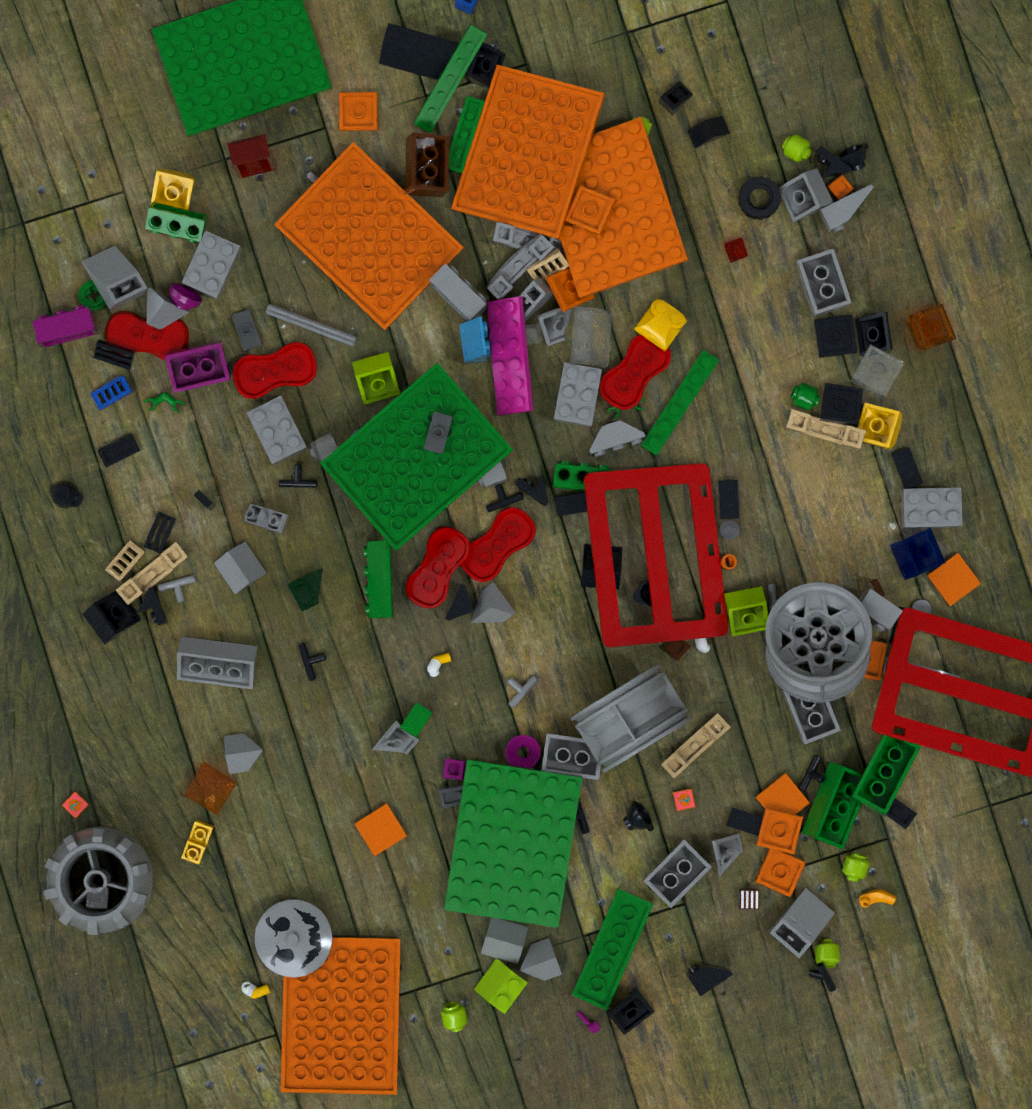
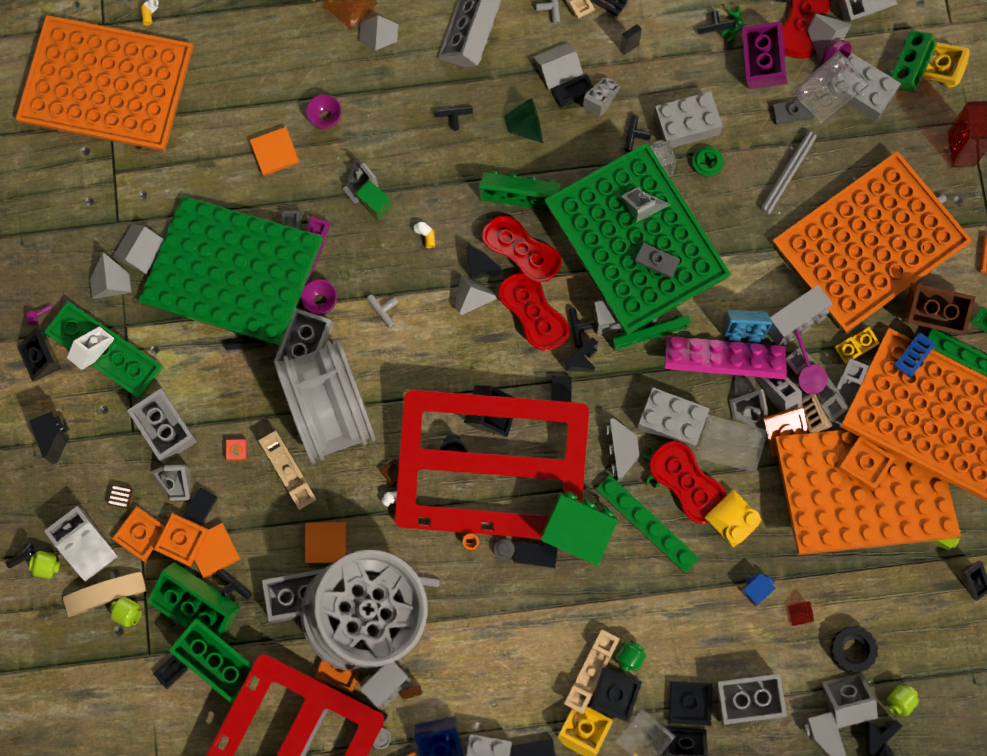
camera: 105 degrees right, 10 degrees down
(170, 419) = (716, 24): none -> black piece
(224, 297) = (830, 87): none -> clear slope
(260, 374) = (750, 142): red plate -> none
(263, 548) = (572, 90): none -> black tile
(293, 938) = (188, 50): light grey dish -> none
(305, 402) = (712, 154): none -> green gear
(323, 792) = (320, 104): none -> magenta piece
(376, 378) = (725, 222): lime slope -> none
(383, 456) = (642, 204): none -> light grey slope
(454, 1016) = (76, 186): lime head -> none
(462, 173) = (921, 344): none -> blue slope
(472, 235) = (857, 345): none -> yellow slope
(483, 406) = (658, 330): none -> green plate
(500, 986) = (94, 235): lime slope -> none
(515, 271) = (812, 377): none -> magenta piece
(572, 482) = (593, 400): green brick -> none
(615, 959) = (89, 347): none -> white slope
(638, 817) = (227, 400): black piece -> none
(700, 463) = (579, 527): none -> green container
(708, 131) = (934, 610): black slope -> none
(721, 291) = (758, 588): none -> blue brick
(746, 611) = (417, 548): lime slope -> none
(755, 696) = (325, 542): none -> orange tile
(840, 187) = (852, 741): orange tile -> none
(842, 892) = (104, 593): none -> tan slope
(875, 896) = (91, 628): light orange arm -> none

